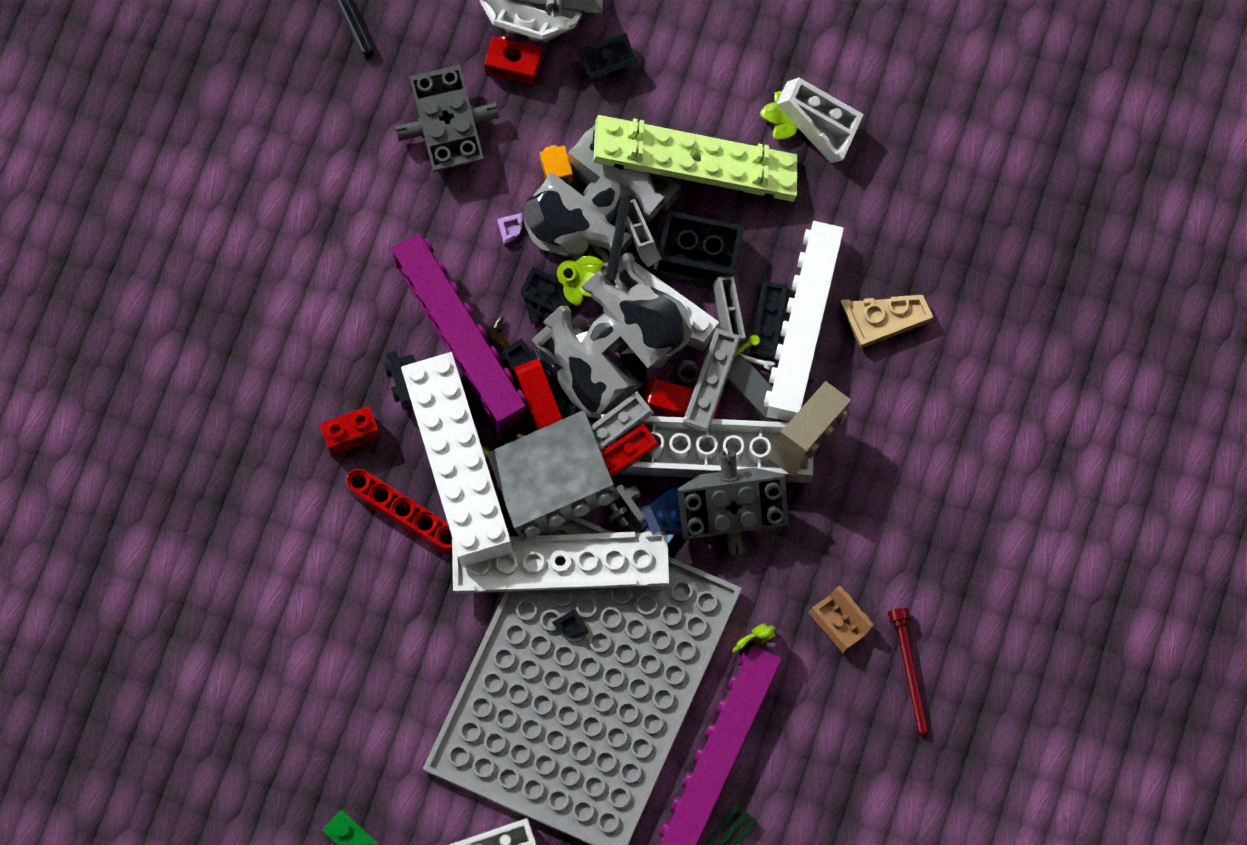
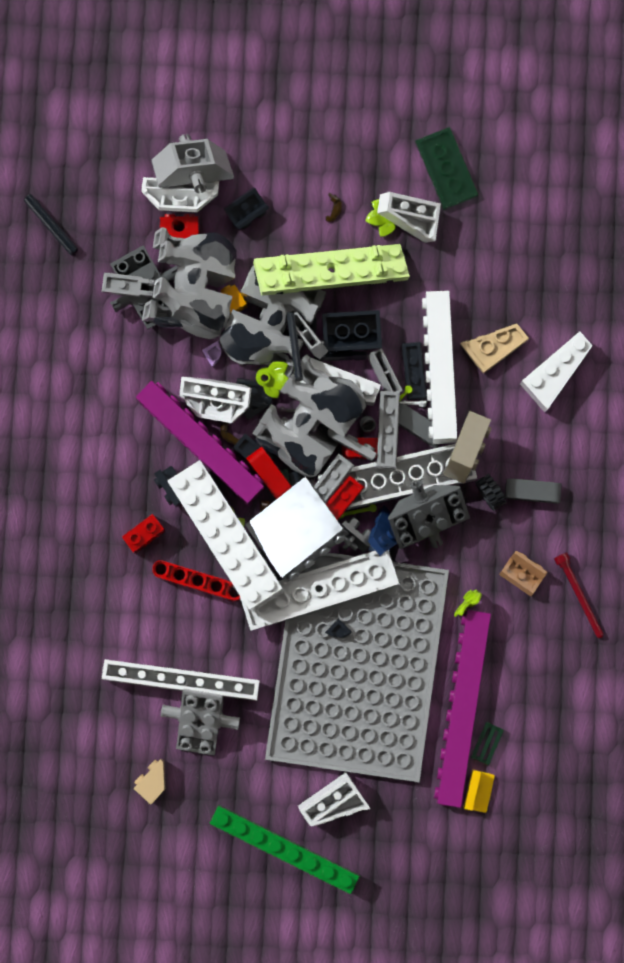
camera: 15 degrees left, 10 degrees up
(264, 758) = (153, 783): none -> tan slope
(341, 632) = (180, 679): none -> white brick
(350, 690) = (199, 721): none -> light grey slope
(423, 107) = (126, 285): none -> light grey hinge
(495, 282) = (215, 398): none -> white wedge
(509, 147) = (200, 261): none -> light grey animal
(658, 386) = (351, 443): none -> light grey hinge
(663, 481) = (372, 508): none -> lime hinge
(726, 88) = (336, 208): none -> dark brown piece
(826, 500) = (491, 492): none -> black tyre
(884, 516) = (533, 490): none -> dark grey beam
(885, 76) = (446, 168): none -> clear green tile
(957, 369) = (553, 374): none -> white wedge

